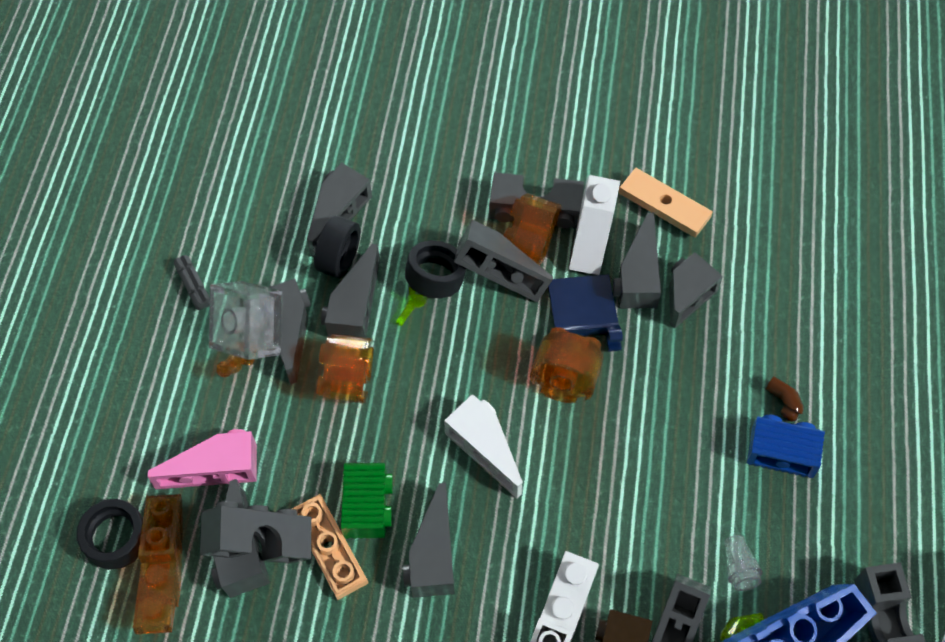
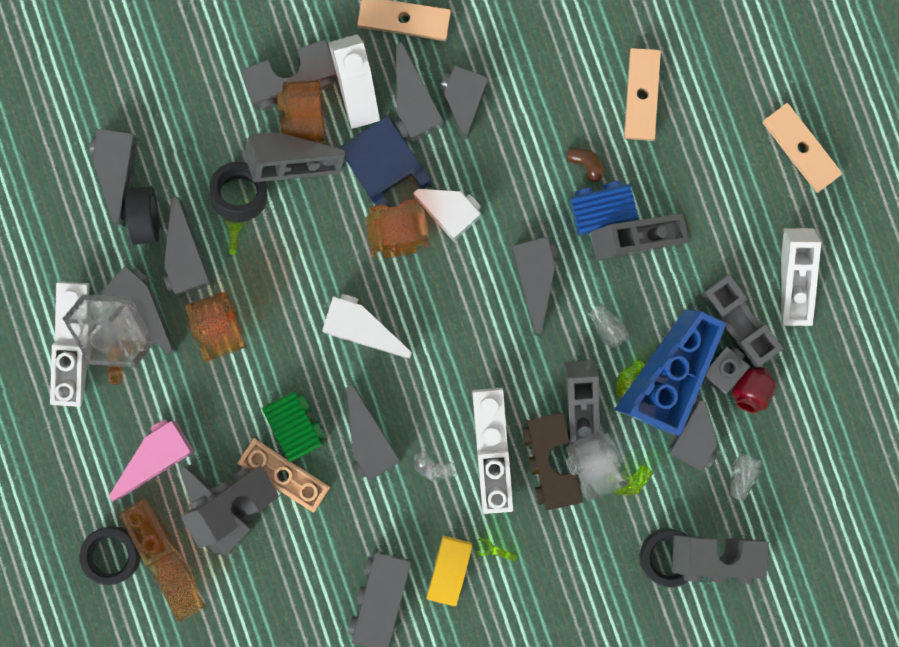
camera: 30 degrees left, 25 degrees up
(190, 340) = (67, 360): none -> white slope
(192, 282) = (31, 306): dark grey axle -> none
(482, 617) = (431, 469): none -> clear arm
(628, 376) = (449, 209): none -> white slope
(688, 470) = (535, 272): none -> dark grey slope
(811, 488) = (639, 236): none -> dark grey slope
(876, 349) = (644, 77): none -> light nougat tile

